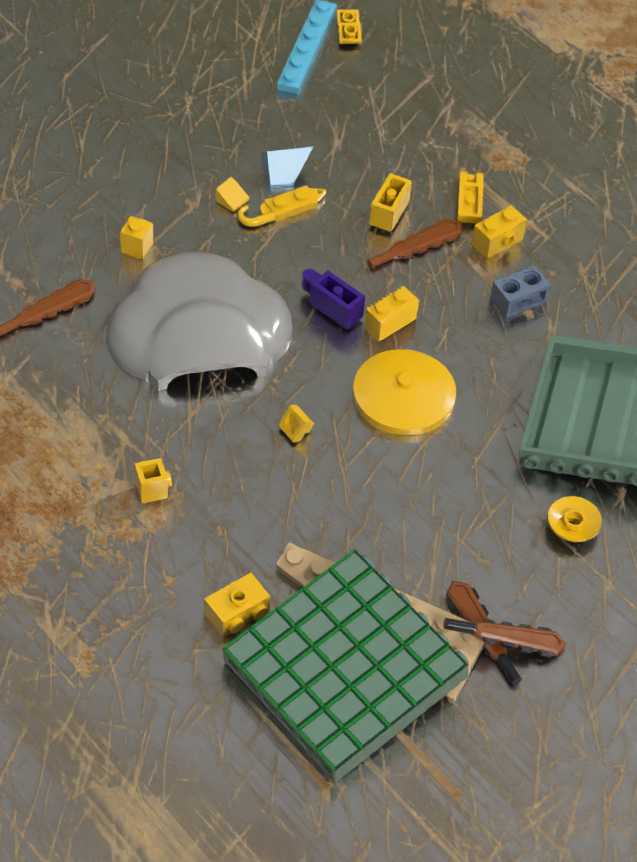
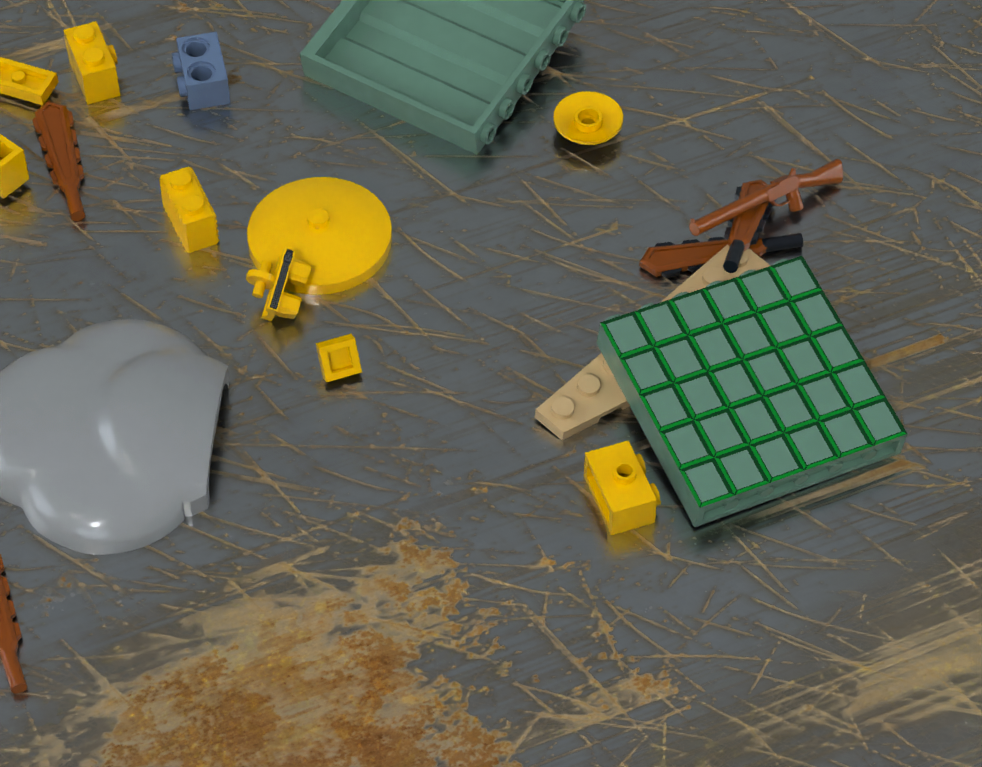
camera: 70 degrees left, 0 degrees up
(152, 480) = (389, 535): yellow brick -> none
(334, 297) = (136, 260): dark purple brick -> none
(340, 371) = (287, 270): none -> yellow hips
(557, 655) = (785, 185): none -> dark orange piece

